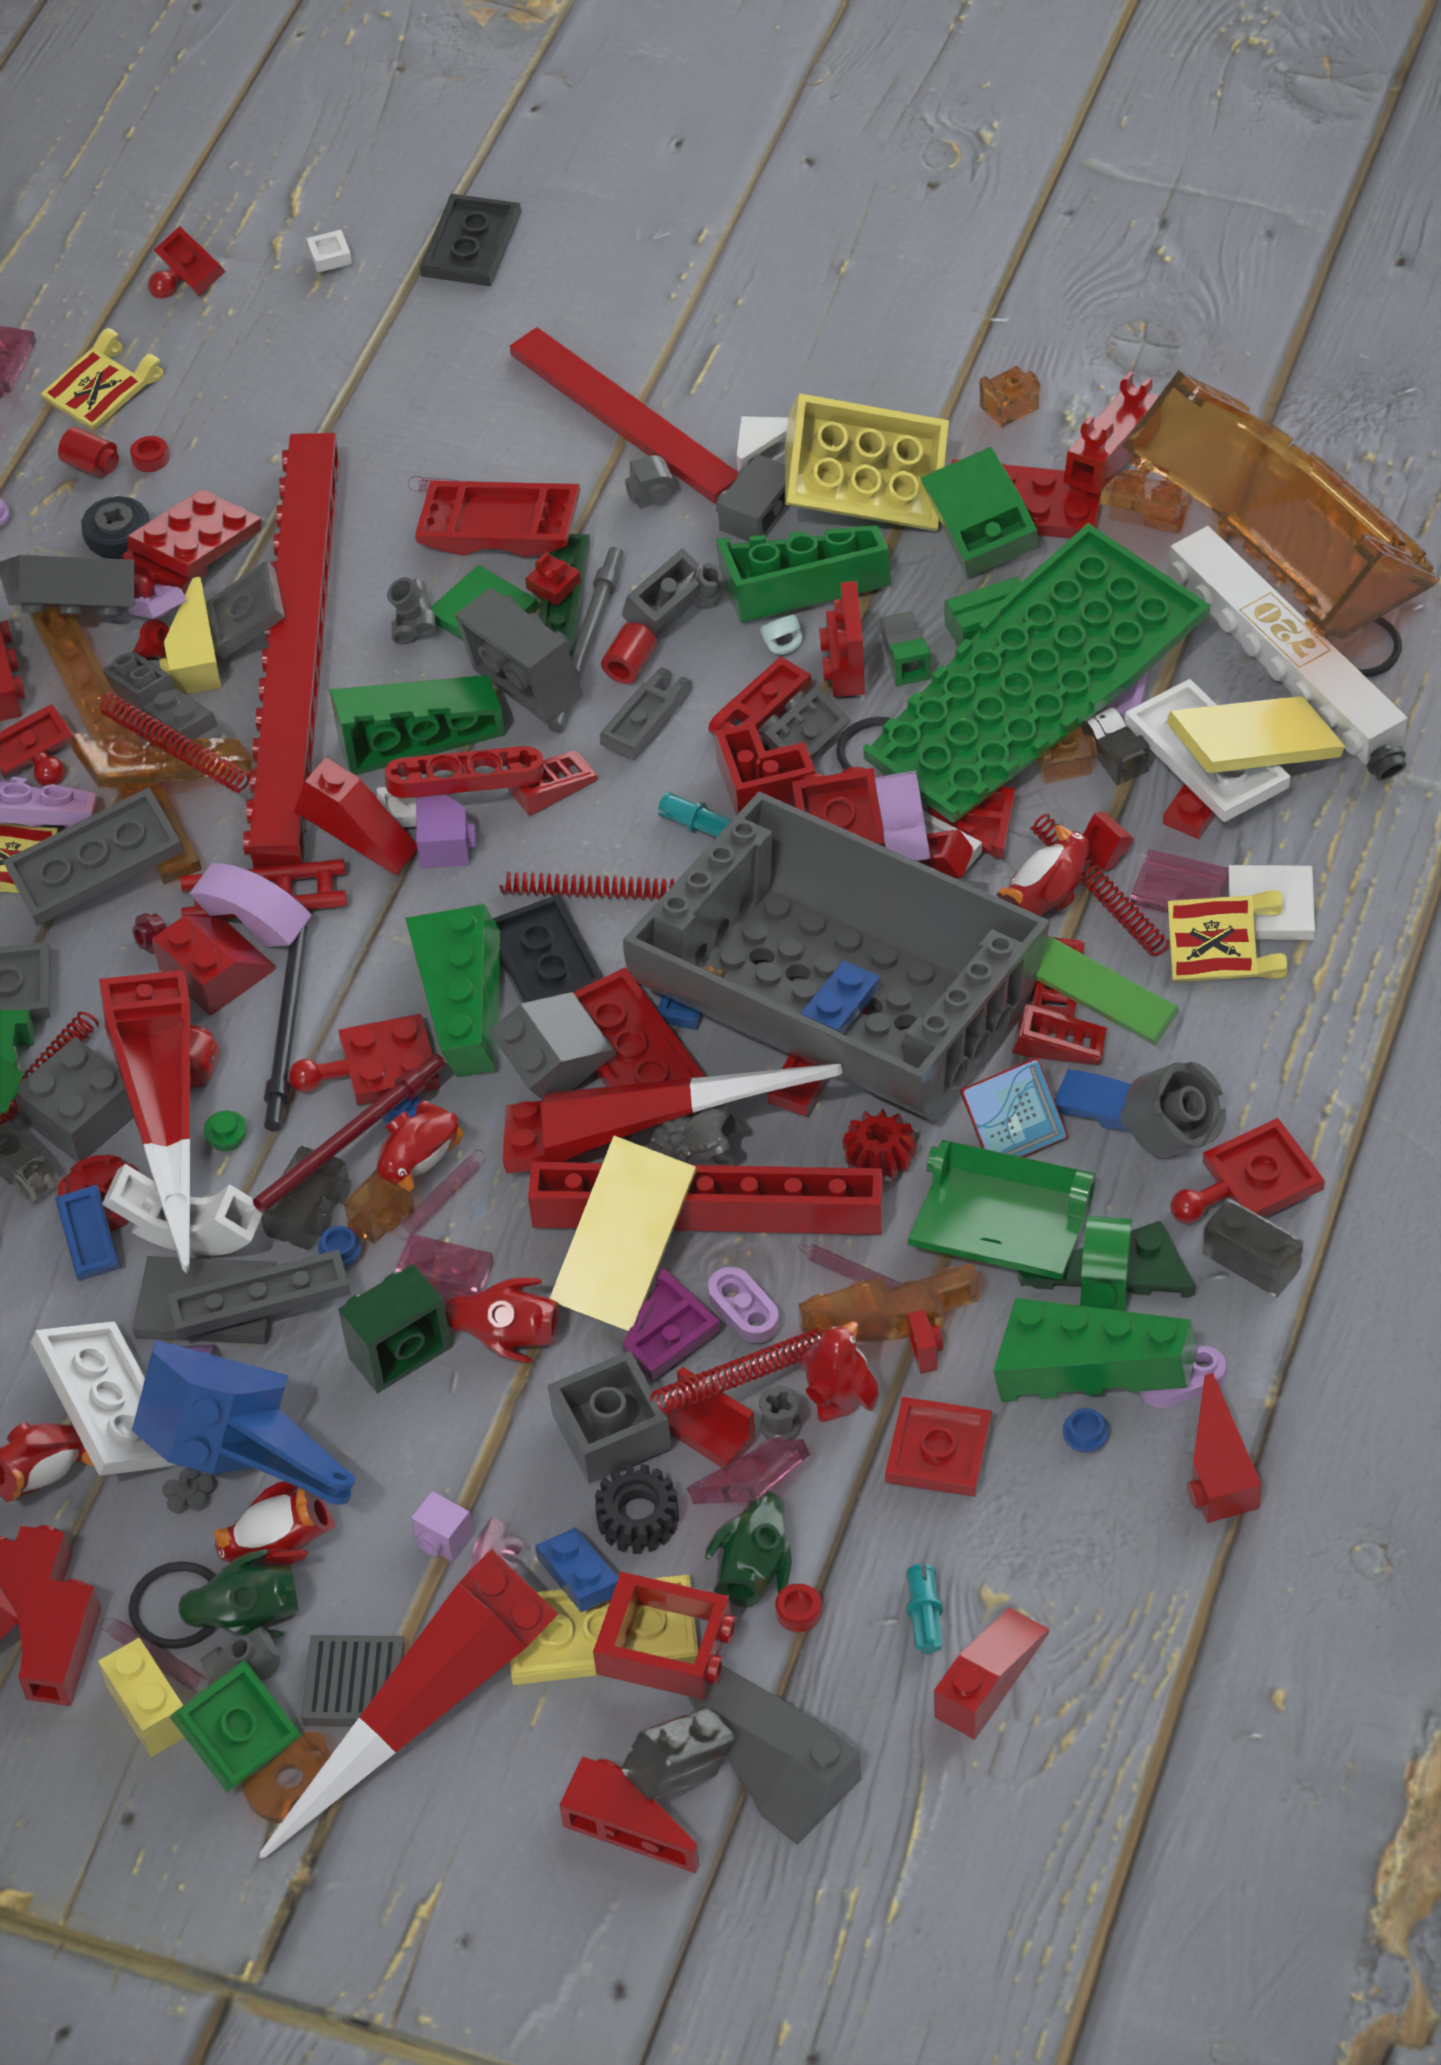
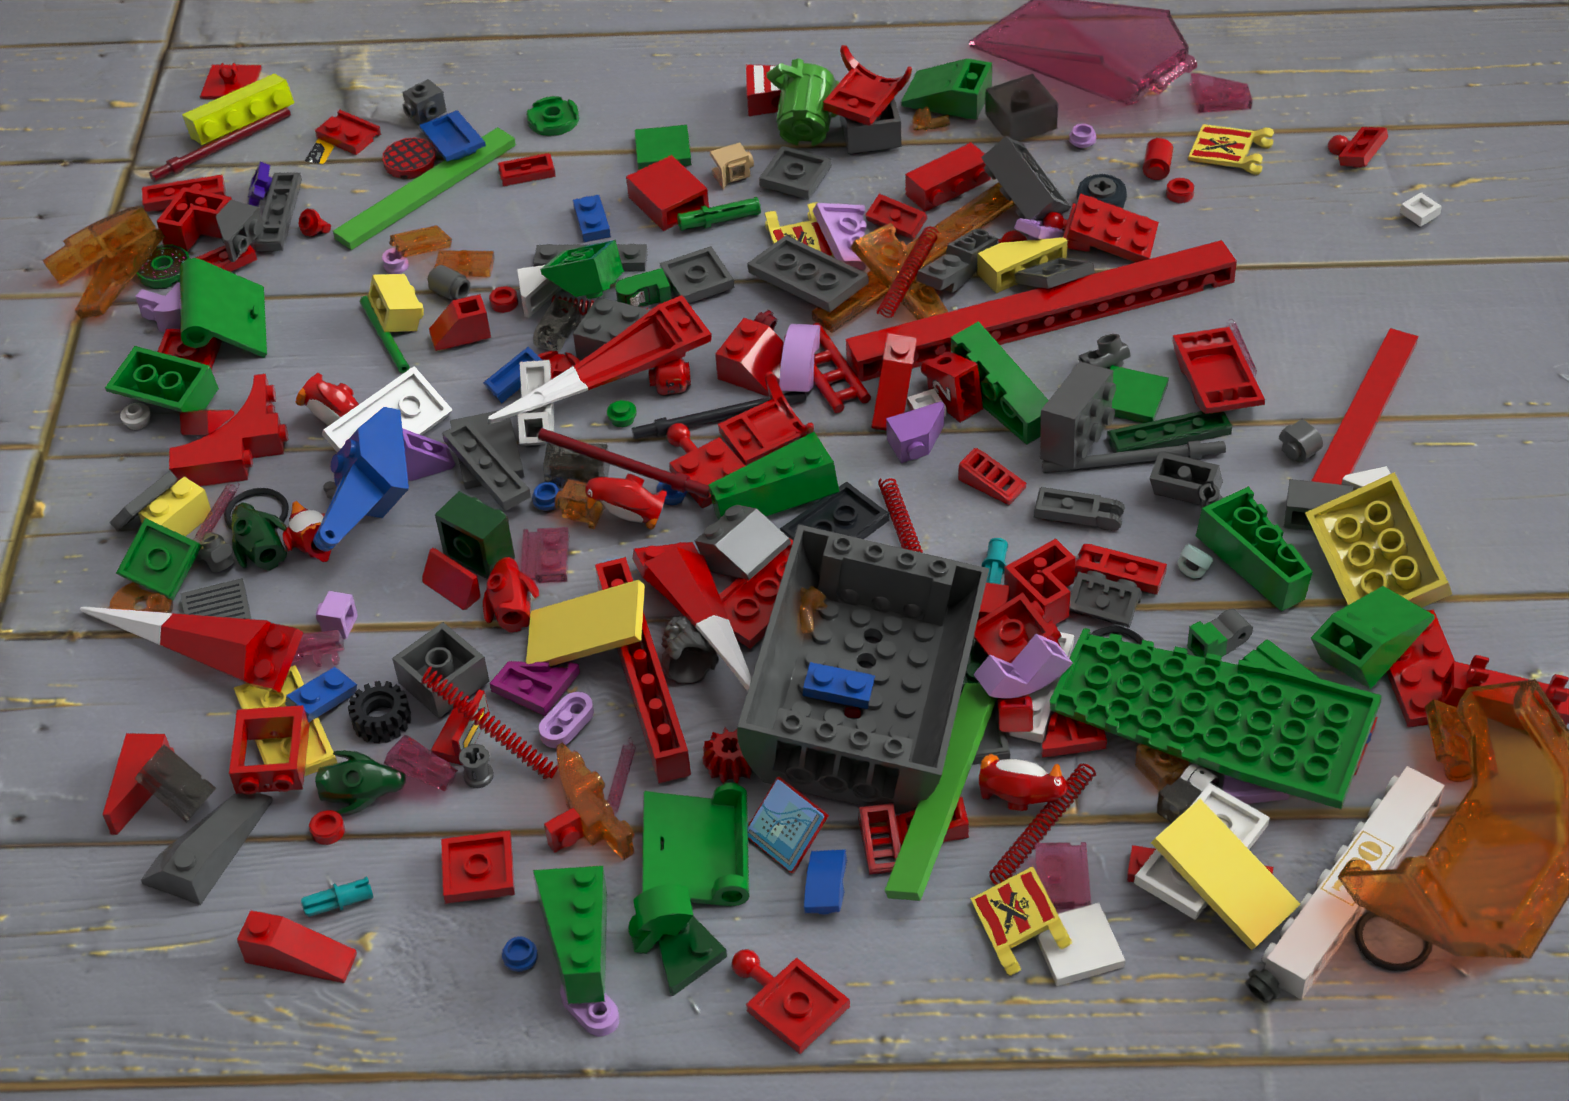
camera: 70 degrees right, 5 degrees down
(107, 1729) = (133, 508): none -> dark grey tile
(352, 978) = (764, 426): none -> red piece
(378, 747) = (956, 384): none -> red torso
(439, 1384) = (451, 580): none -> red slope
(444, 1189) = (598, 536): clear pink piece -> none
(465, 777) = (959, 419): red beam -> none
(470, 239) = (1486, 278): pearl dark grey tile -> none
(552, 578) = (1171, 416): red tile -> none
(629, 653) = (1128, 480): red brick -> none
(838, 1374) = (507, 783): red animal -> none
(844, 643) = (1190, 592): red plate -> none
(1009, 395) = (1524, 625): clear orange brick -> none
(1106, 840) = (1082, 814): red tile -> none
(1174, 1109) = (802, 933): dark grey brick -> none
(1222, 1471) = (516, 1041): red slope -> none
(1252, 1247) = (715, 1014): clear smoke brick -> none

